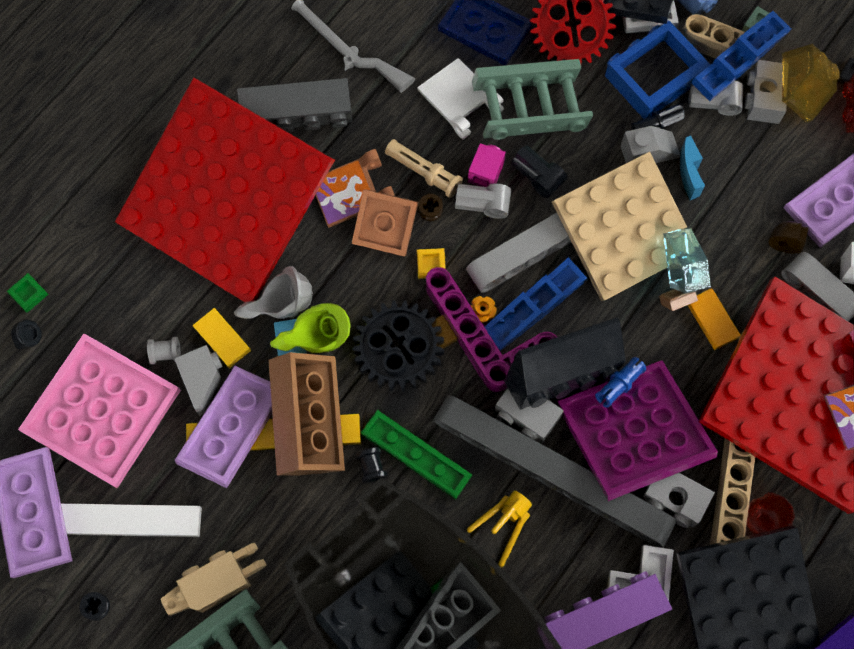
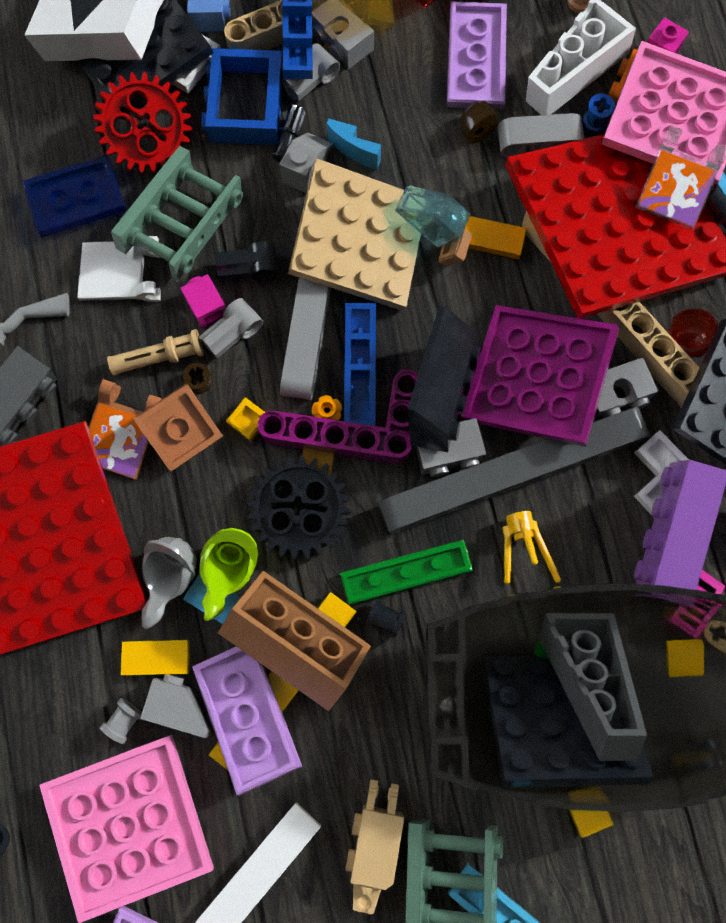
camera: 50 degrees left, 5 degrees up
(620, 382) = (491, 352): blue pin -> none

